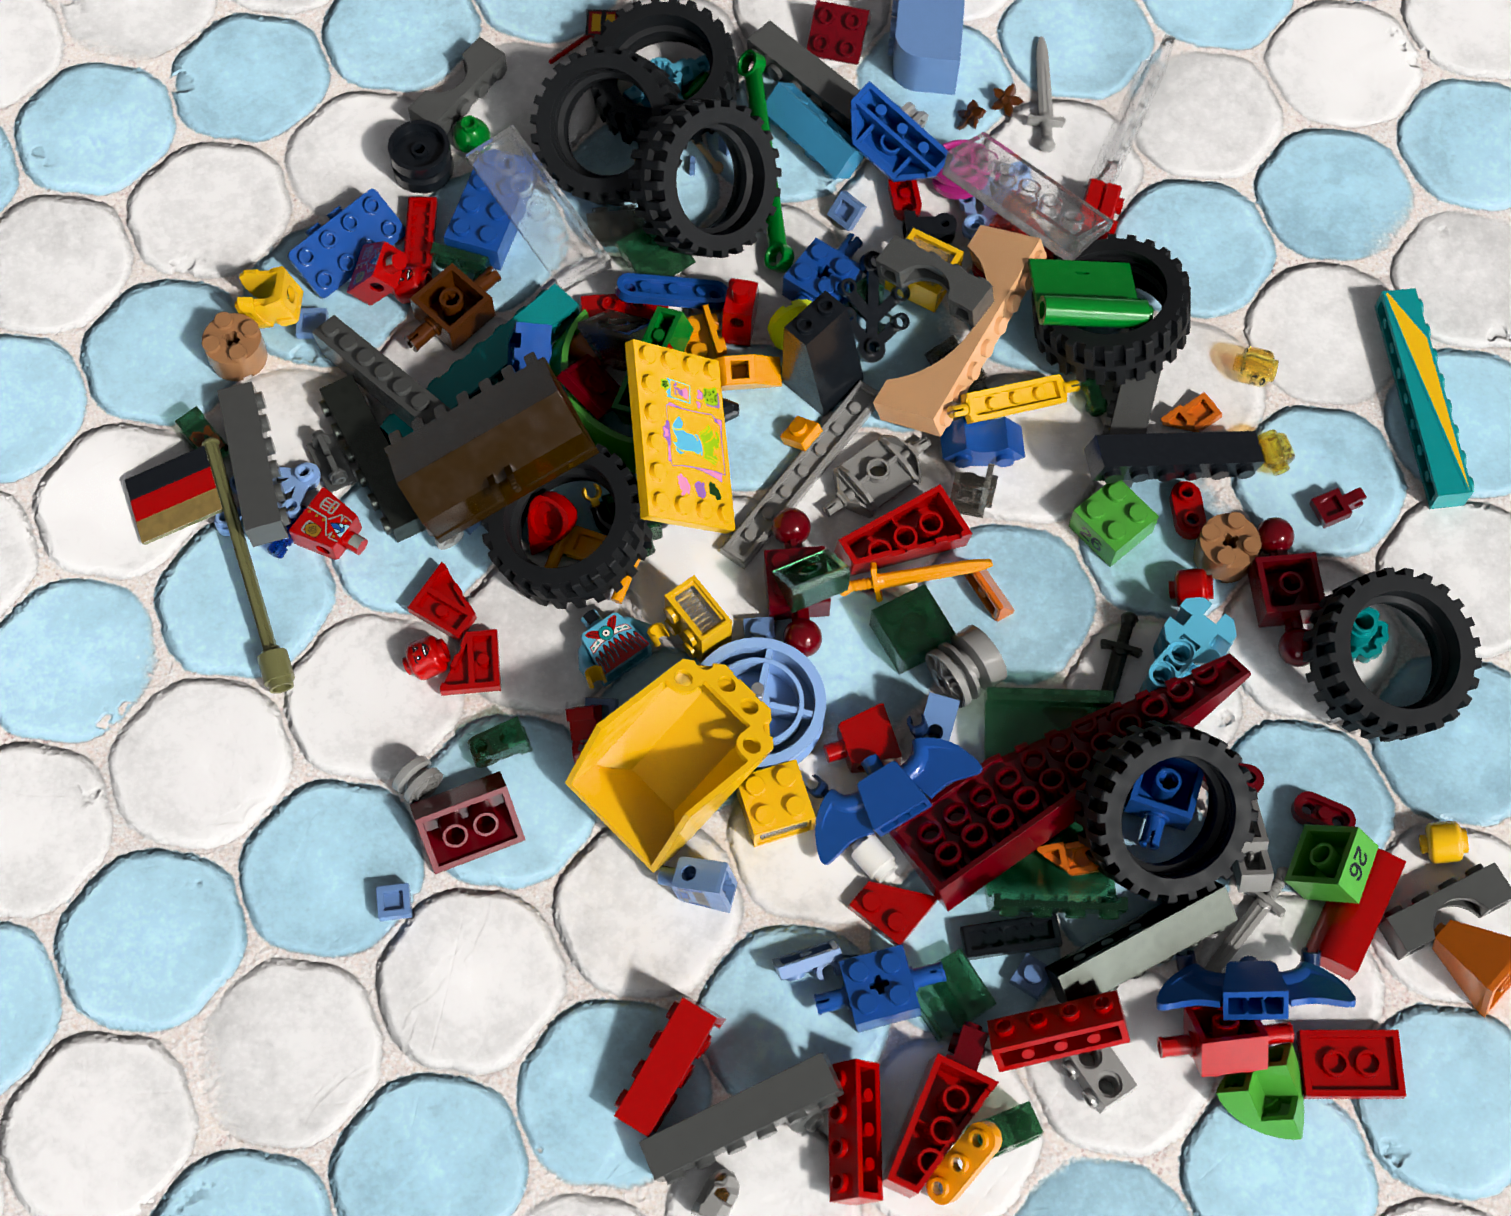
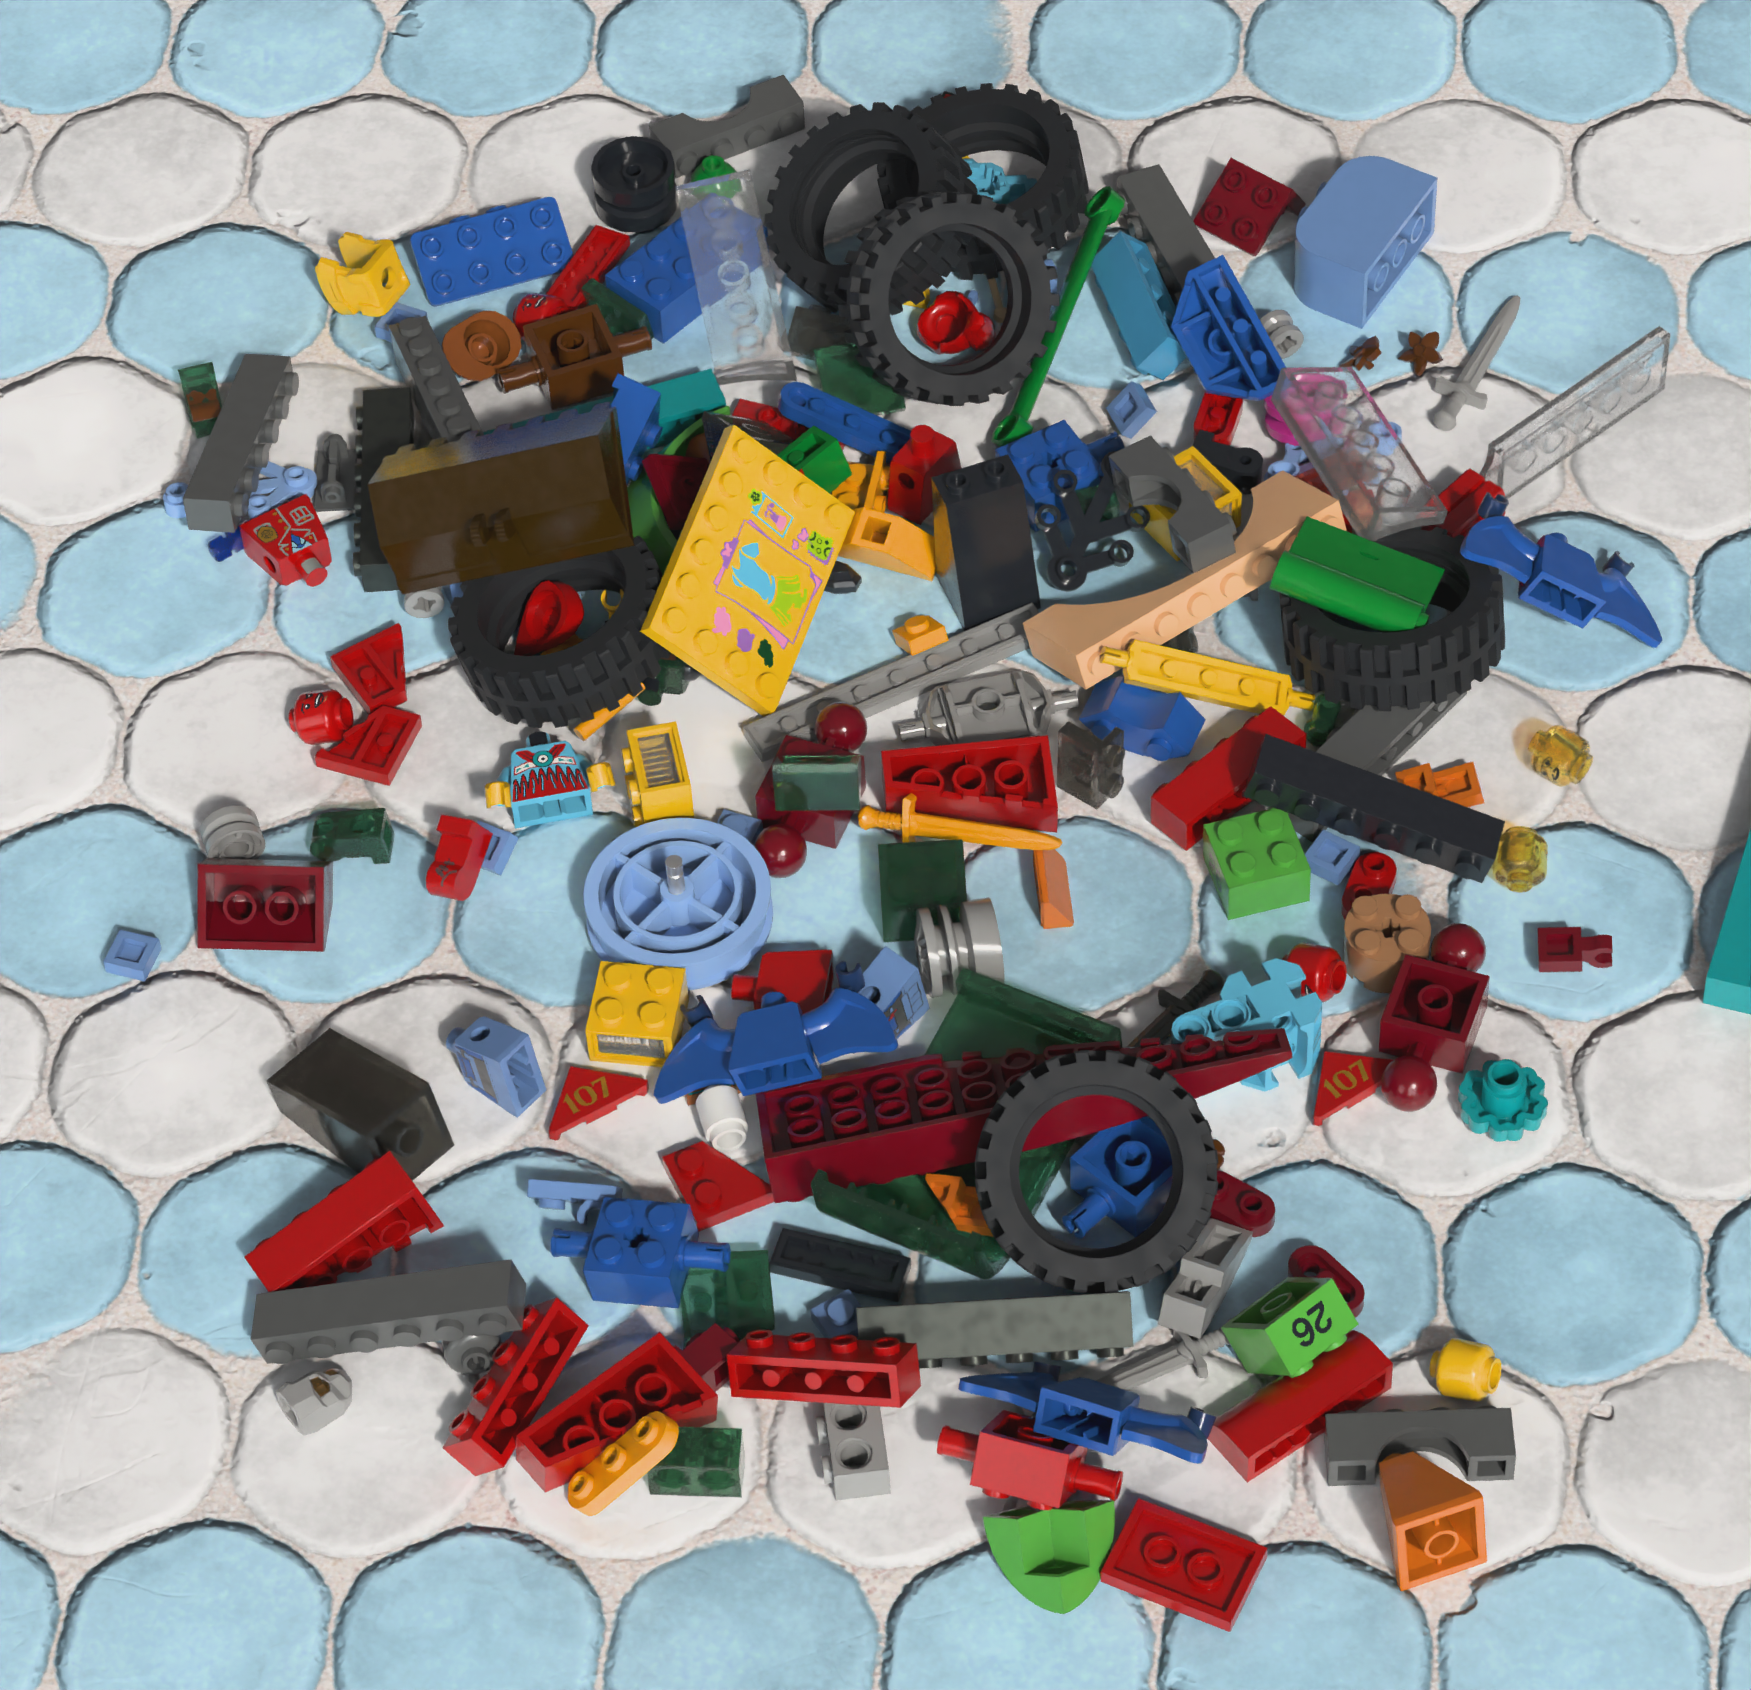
camera: 30 degrees right, 15 degrees down
(190, 492) = (137, 453): flag -> none
(234, 346) = (295, 317): medium nougat brick -> none
(377, 272) = (510, 283): red torso -> none
(384, 322) = (481, 345): none -> dark orange piece
(625, 958) = (361, 1105): none -> clear smoke slope
(672, 757) = (526, 896): yellow windscreen -> none
(699, 188) = (954, 325): none -> red hair
(773, 876) = (590, 1096): none -> red tile
(1062, 465) = (1216, 783): none -> red brick
(1156, 495) = (1332, 857): none -> medium blue plate
(1196, 239) = (1558, 574): none -> blue torso
(1255, 656) = (1345, 1082): none -> red tile
(1445, 633) = (1545, 1040): black tyre -> none

